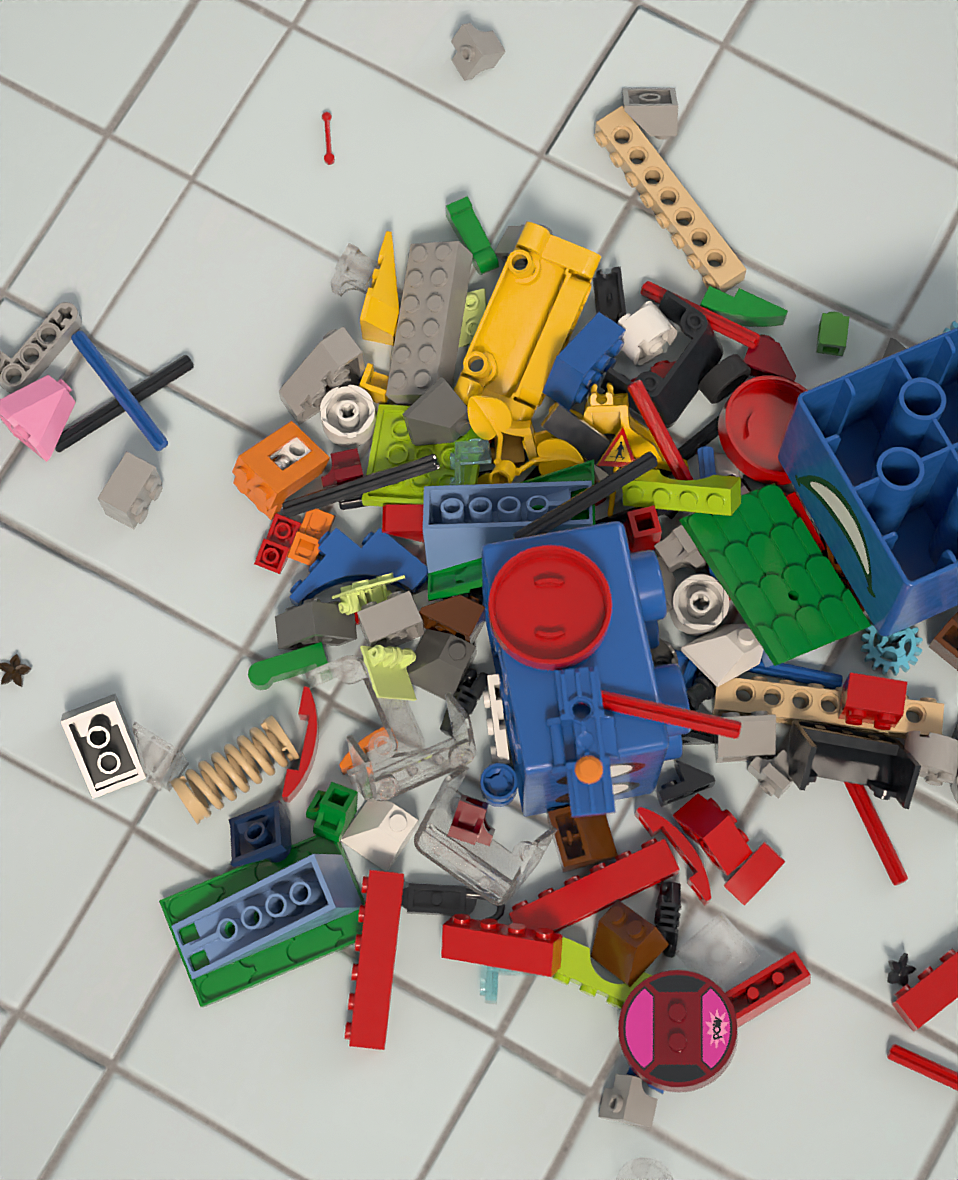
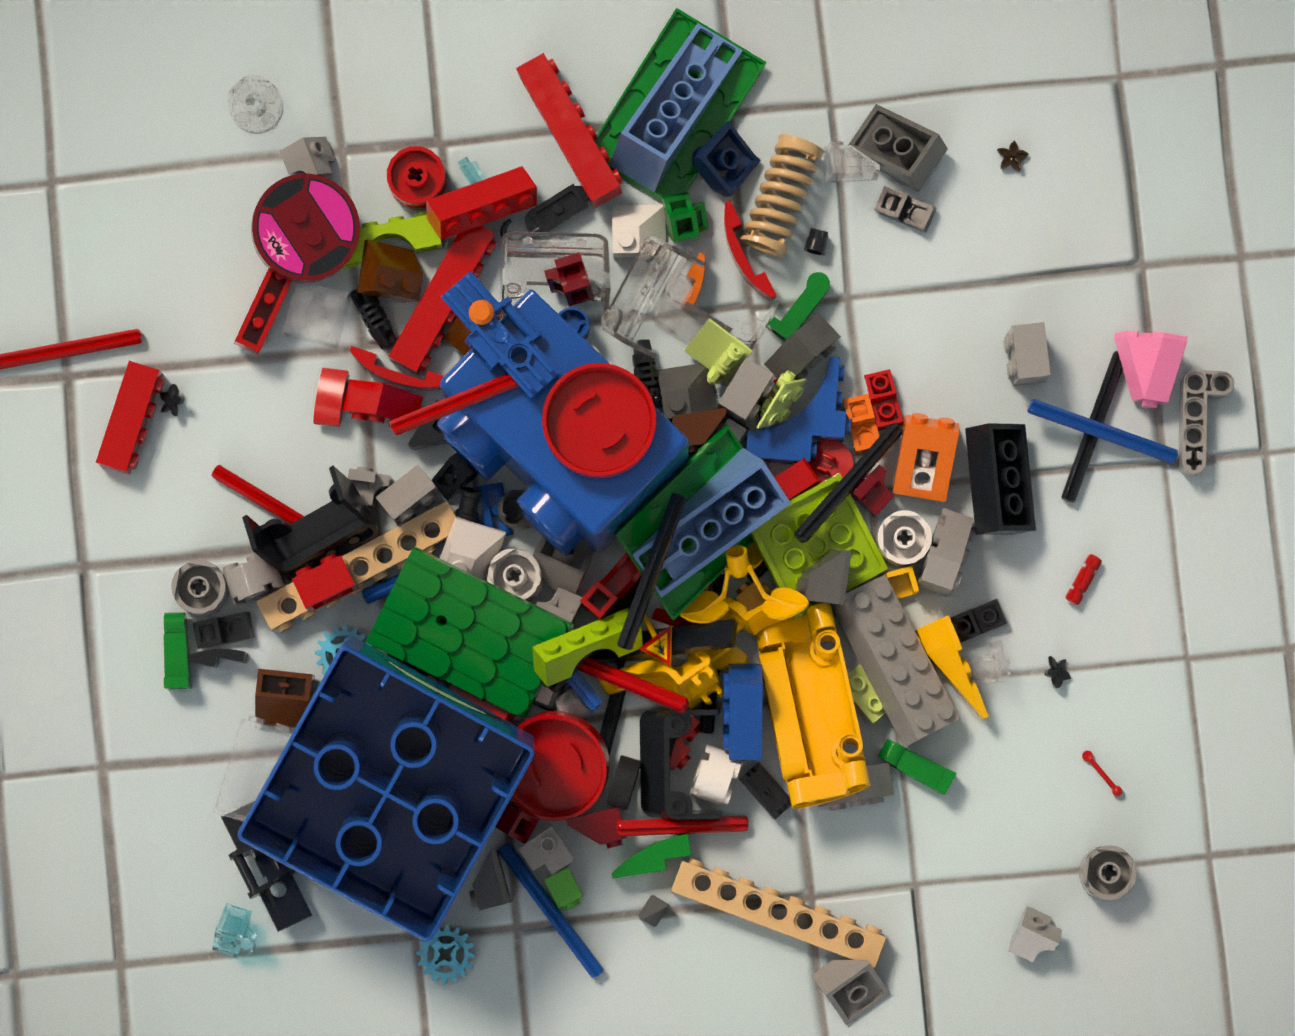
camera: 145 degrees right, 10 degrees up
(138, 689) = (905, 209): none -> slope
(226, 291) = (1083, 579): none -> red axle
(233, 405) = (1000, 479): none -> black brick
(234, 713) = (816, 242): none -> black hose
(304, 234) = (1057, 671): none -> black plant
(333, 316) = (979, 620): none -> black slope
(359, 520) = (831, 459): none -> red piece
(382, 57) = (1117, 885): none -> light grey brick
(466, 453) = (777, 570): clear light blue bracket -> none
(546, 997) = (416, 162): none -> red wheel
(769, 271) = (653, 910): none -> dark grey slope
(825, 364) = (548, 850): none -> light grey brick
(854, 310) = (550, 910): none -> blue axle

